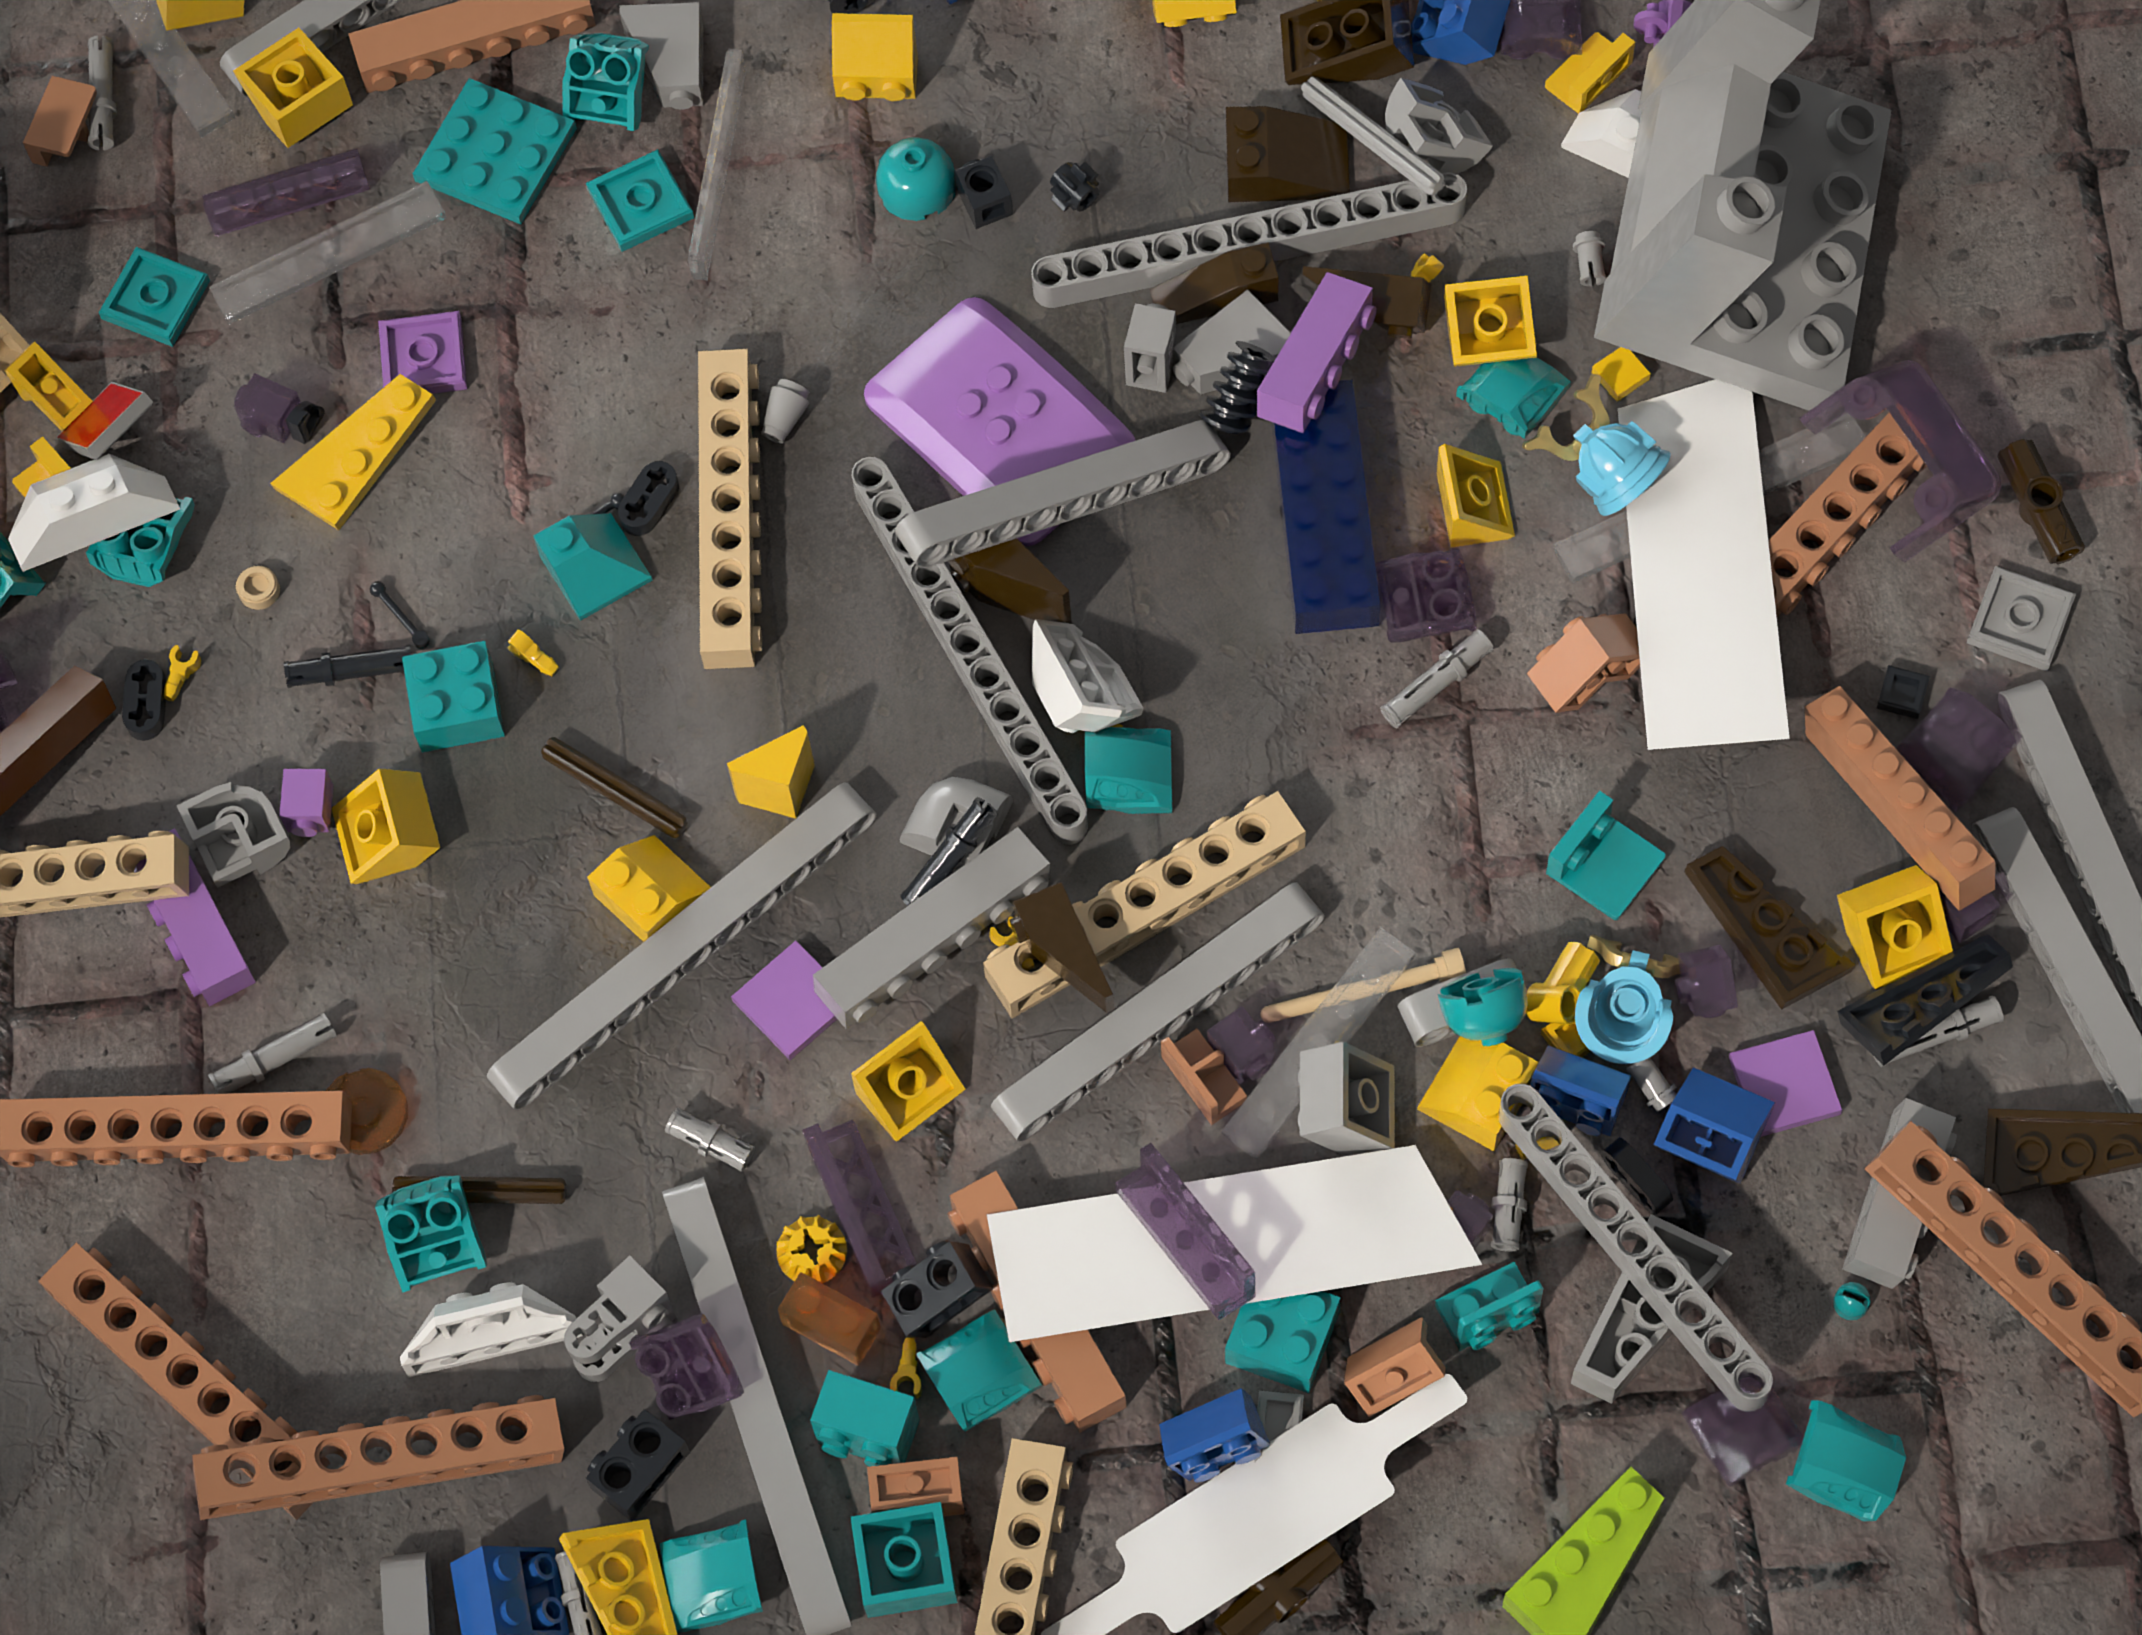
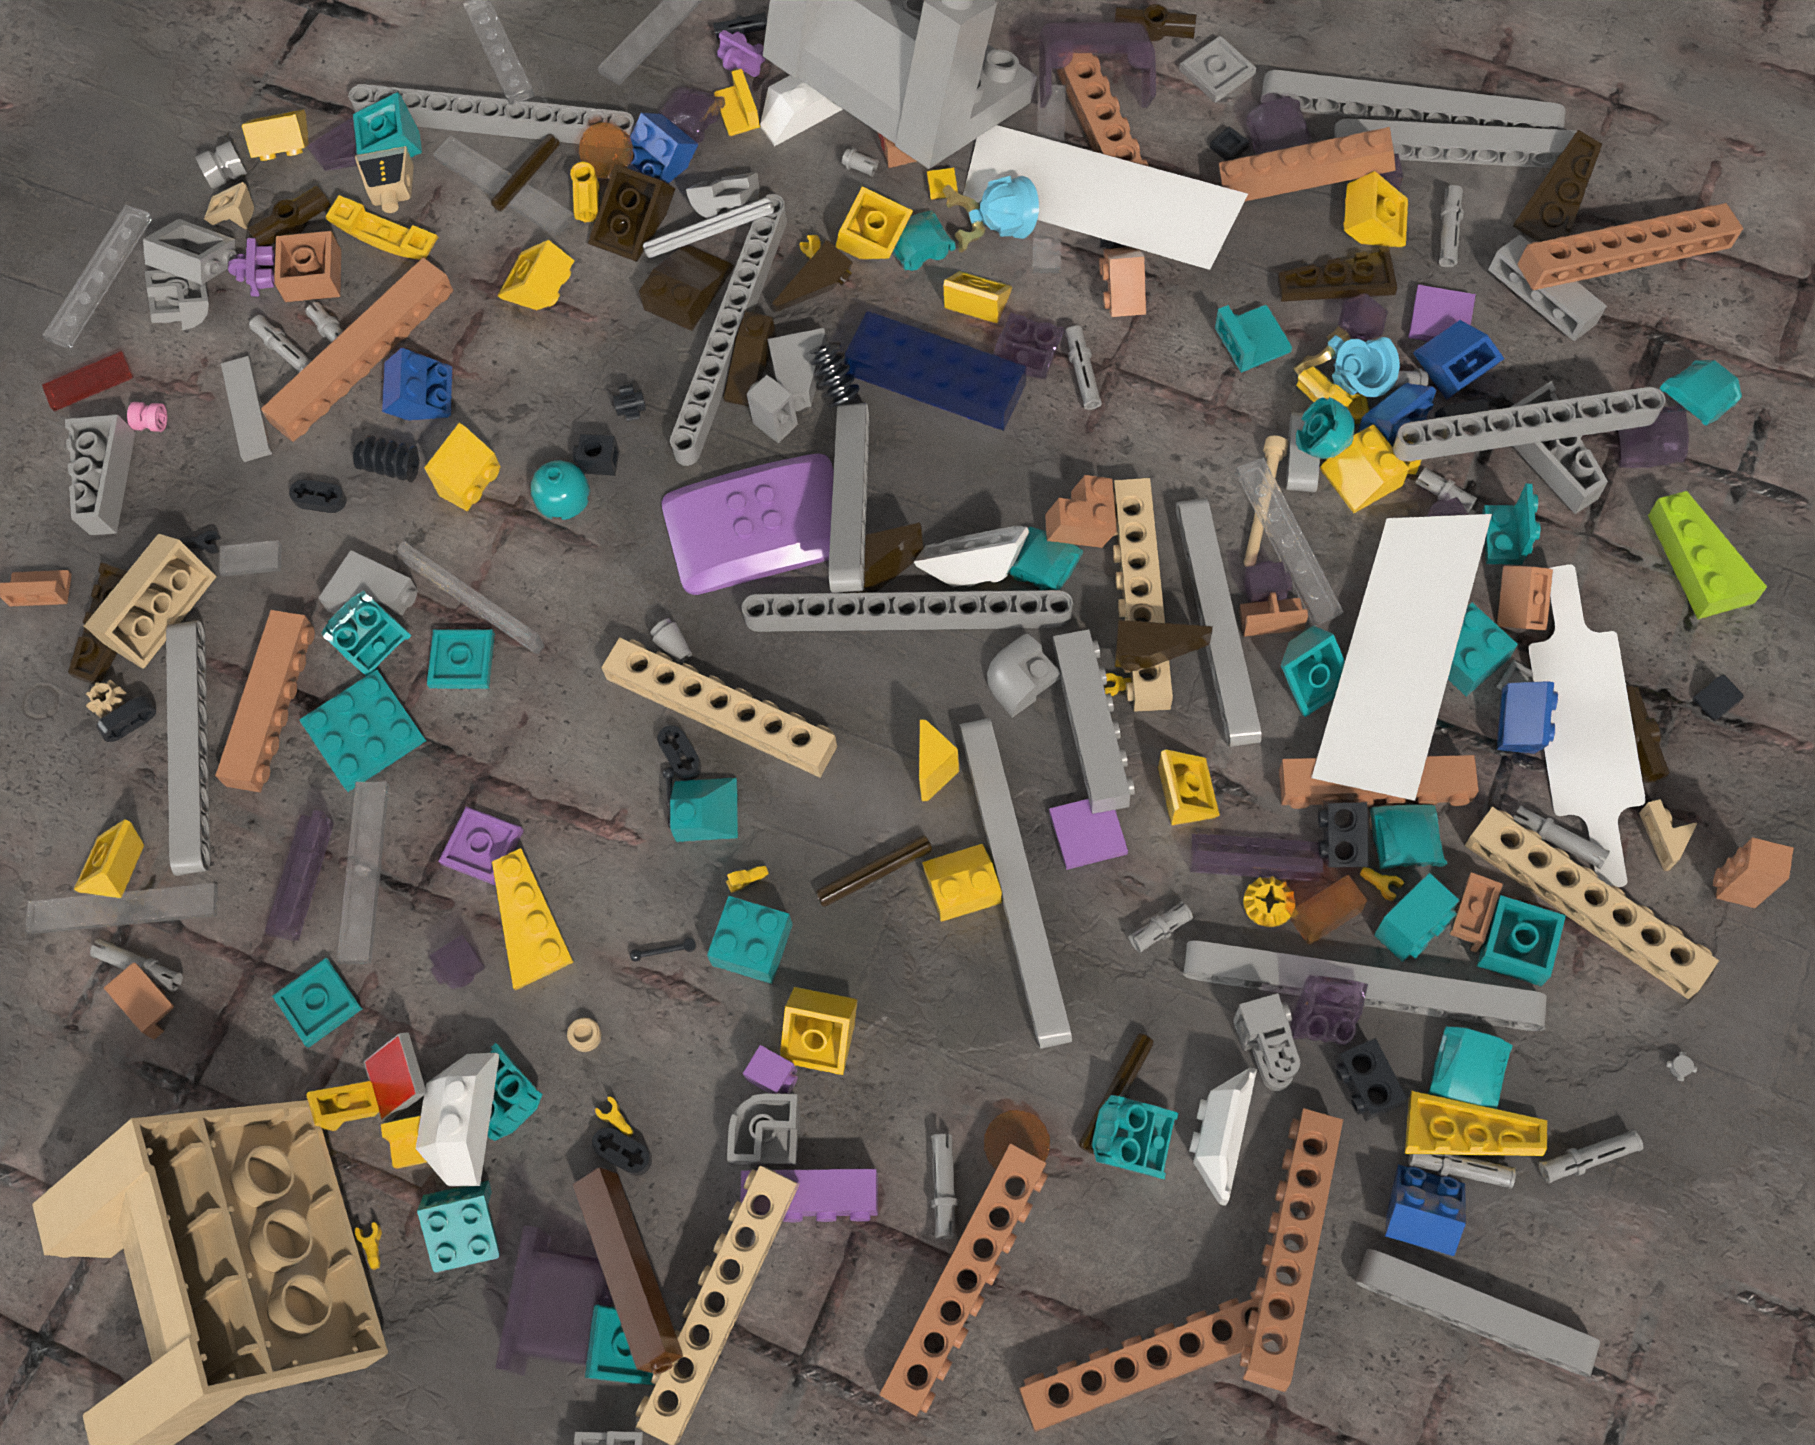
camera: 60 degrees left, 0 degrees up
(294, 87) = (228, 830): yellow slope -> none
(304, 420) = (481, 944): black tile -> none
(344, 667) = (687, 990): black pin -> none
(958, 841) = (1047, 670): black pin -> none
(1079, 1535) = (1561, 837): none -> light grey pin
(1132, 1128) = (1313, 668): none -> teal slope
(1187, 1234) = (1393, 663): clear purple fence -> none
(1209, 791) = (1086, 517): none -> nougat brick
(1315, 353) = (843, 315): medium lavender brick -> none
(1346, 1099) = (1342, 539): light grey brick -> none
(1848, 1307) = (1597, 351): teal hinge -> none
(1915, 1004) = (1431, 222): black wing -> none

